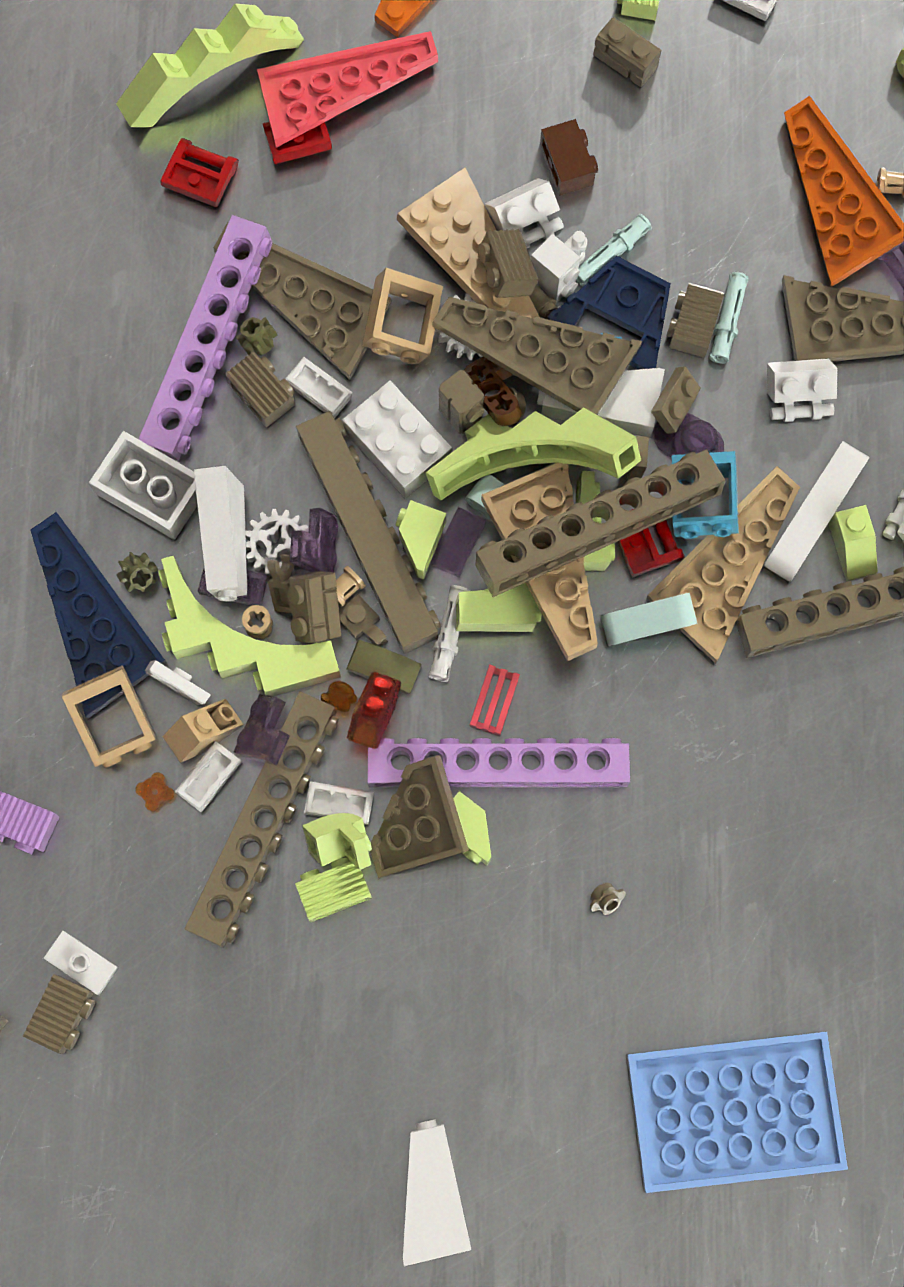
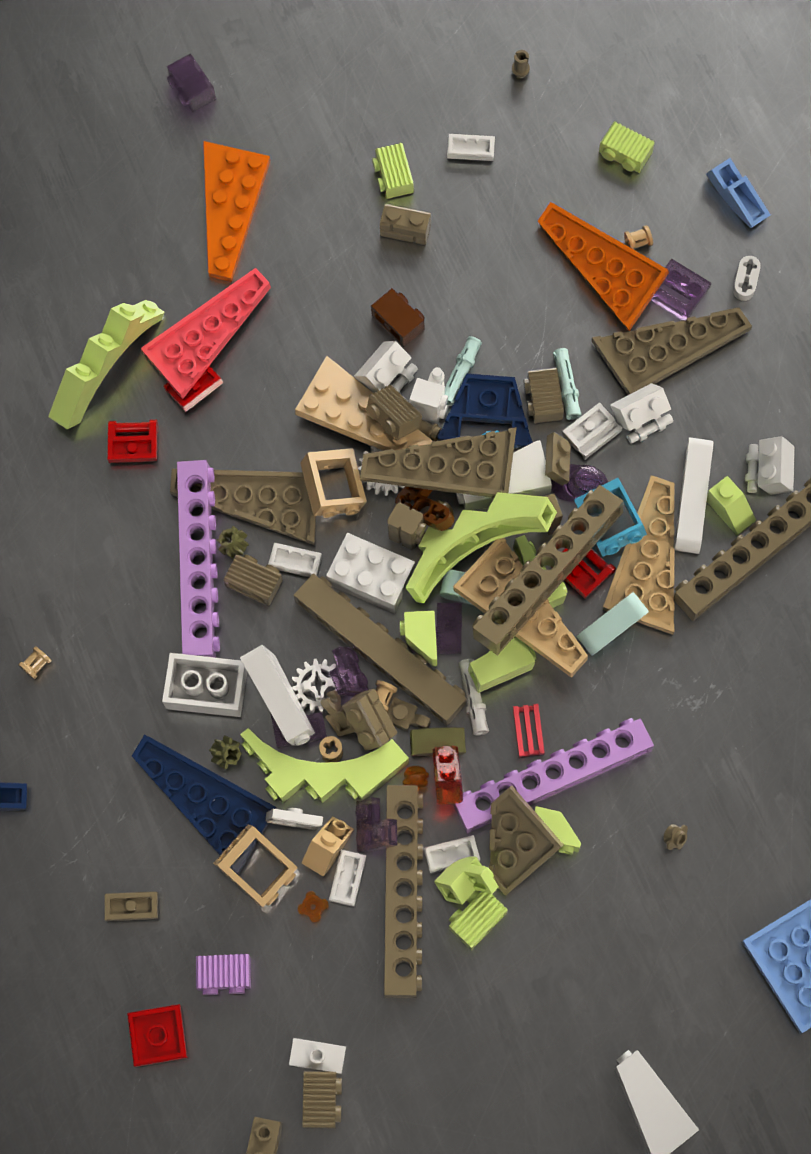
camera: 20 degrees left, 5 degrees down
(732, 385) = (592, 430): none -> white plate

